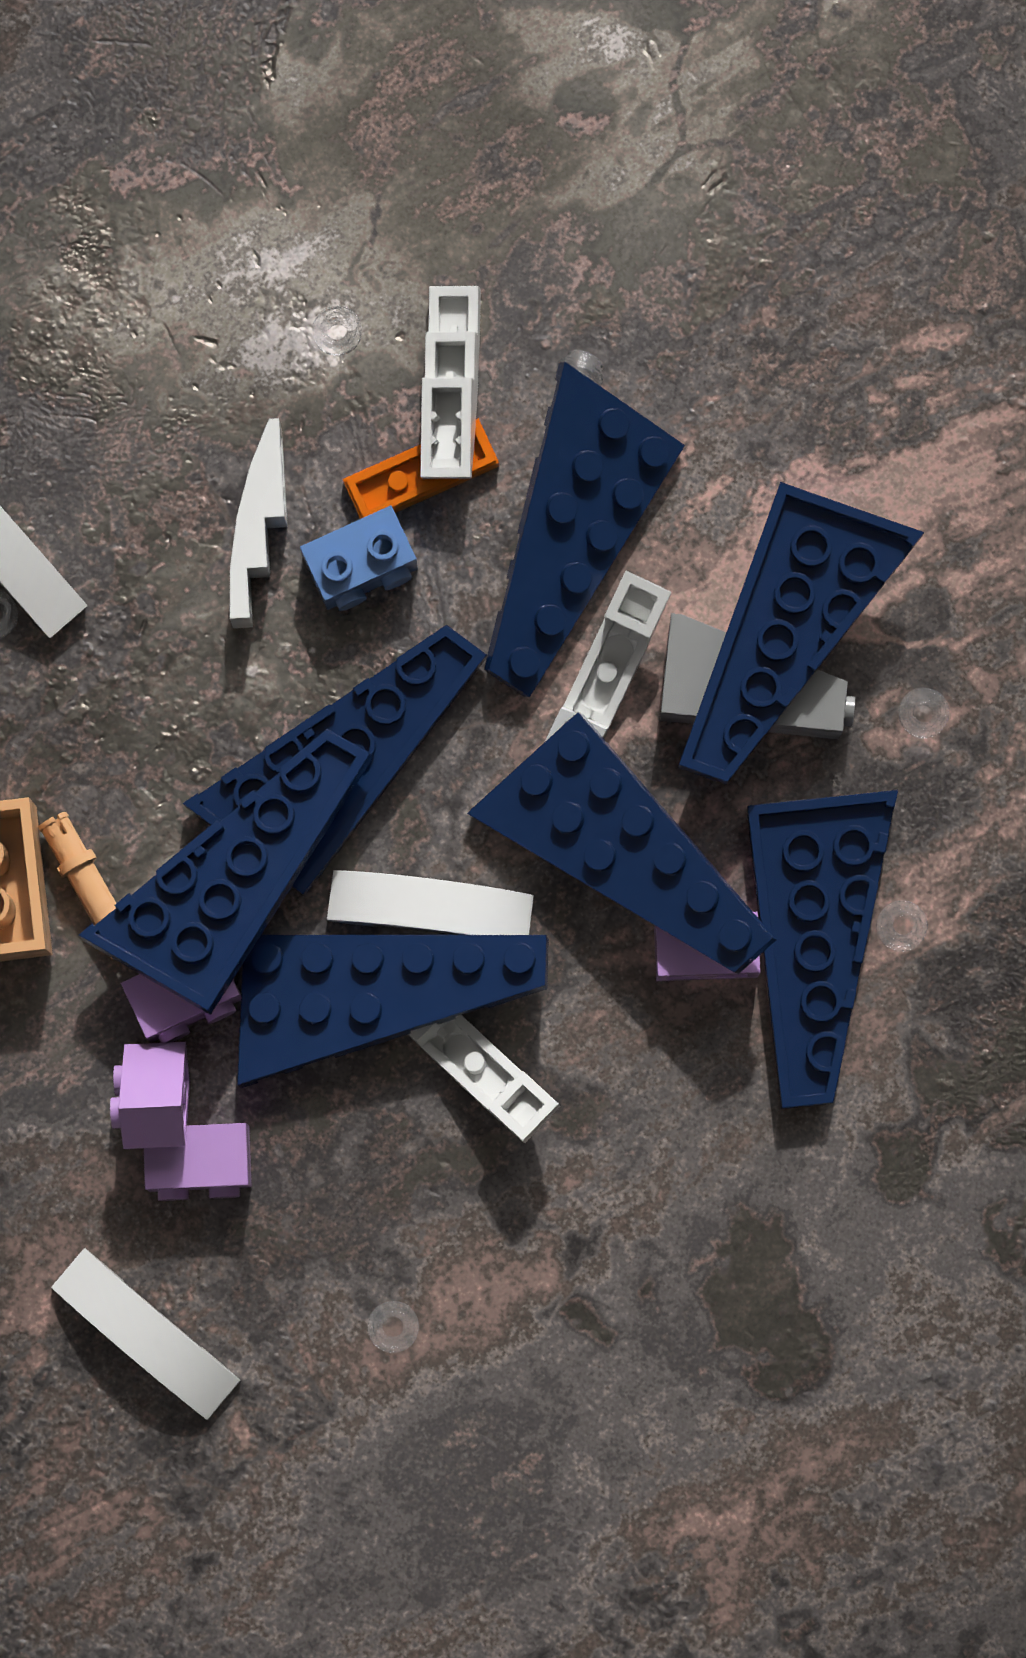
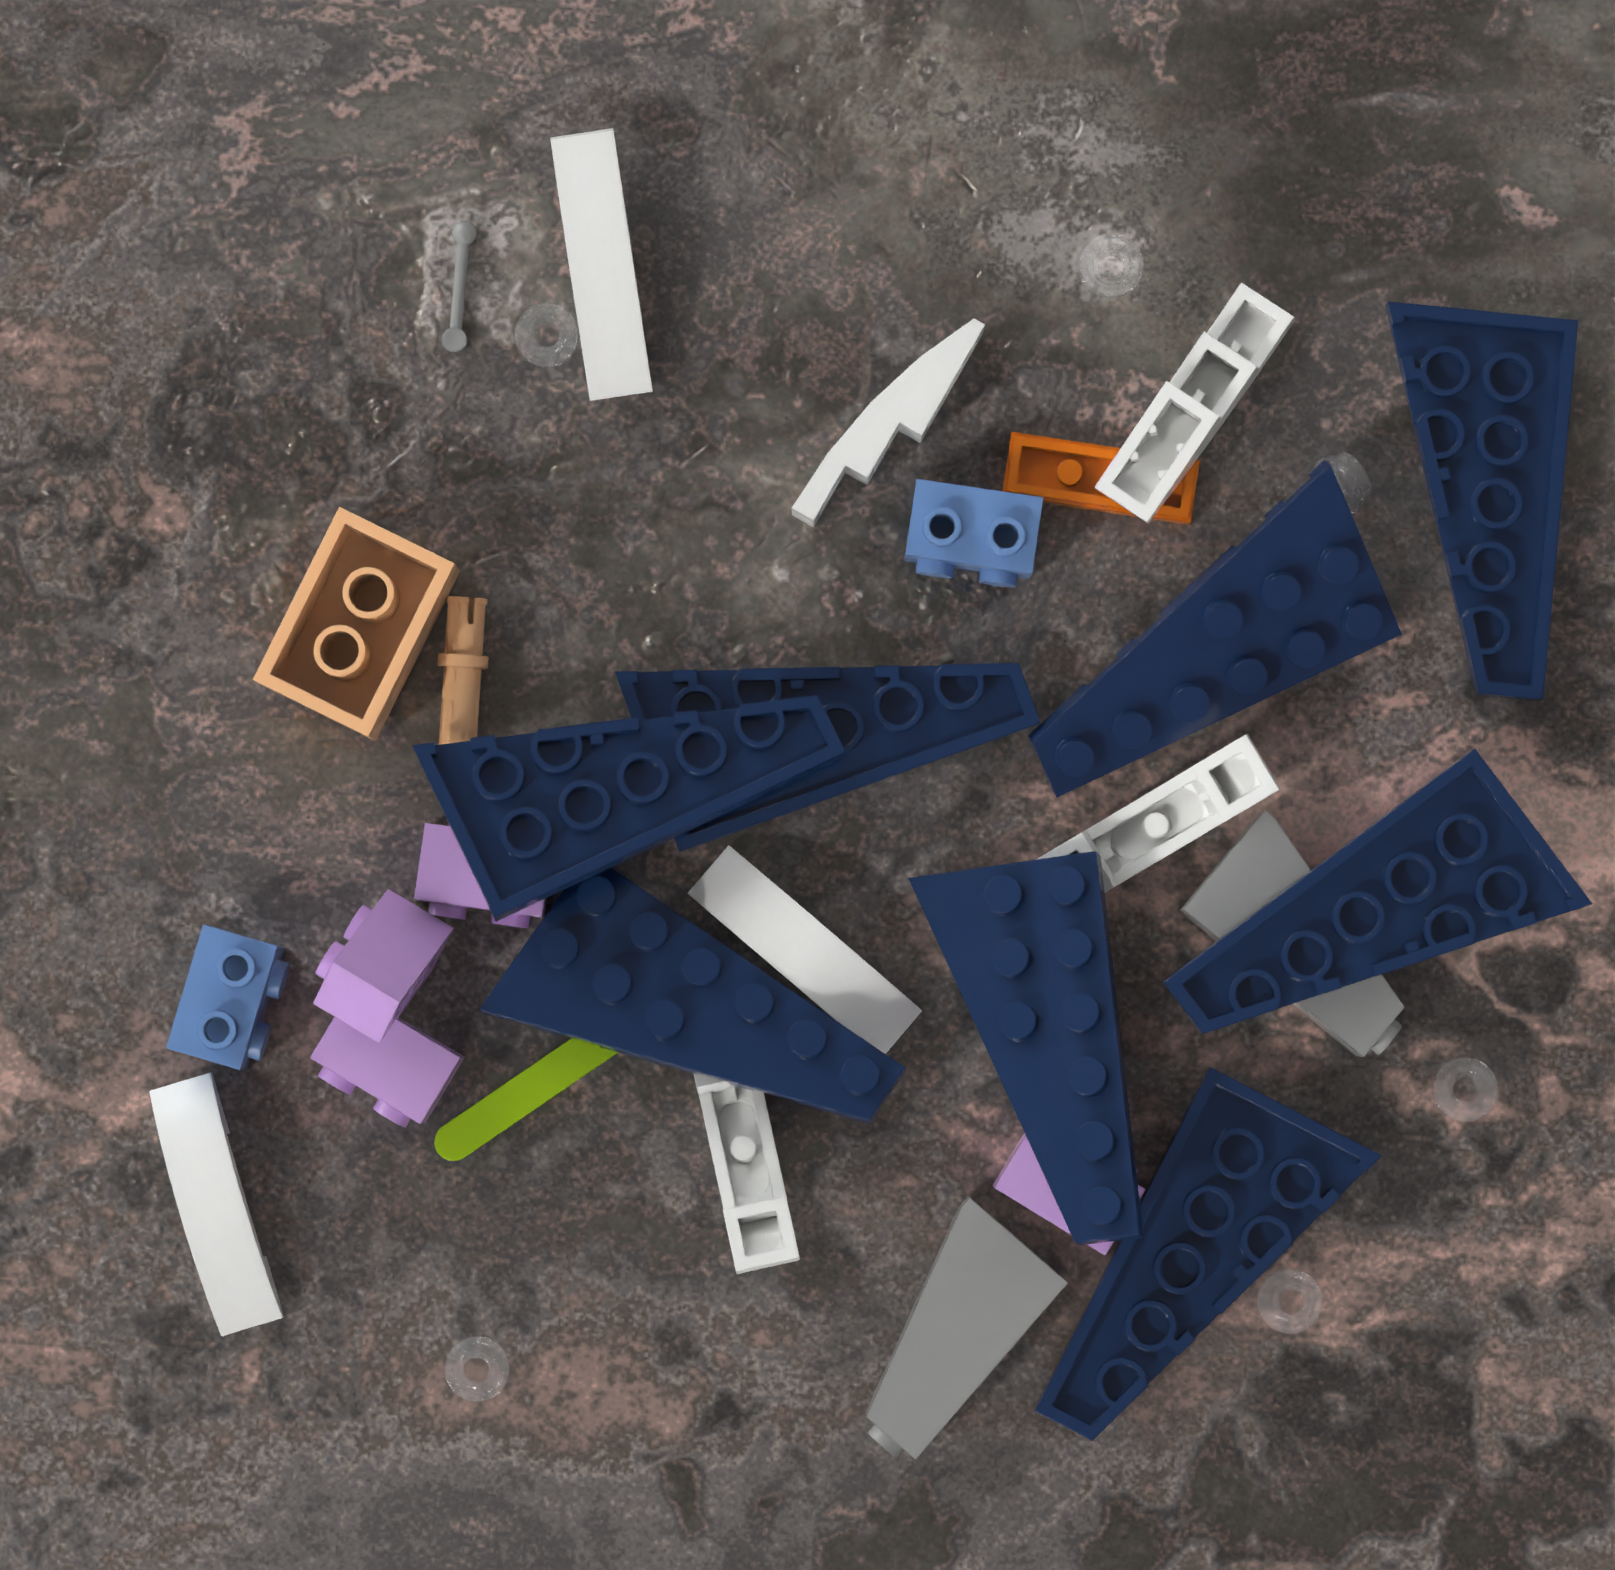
camera: 35 degrees right, 5 degrees up
(64, 1188) = (228, 998): none -> medium blue brick
(303, 1127) = (518, 1098): none -> lime piece
(662, 285) = (1492, 445): none -> dark blue wing
(696, 1081) = (964, 1322): none -> light grey slope

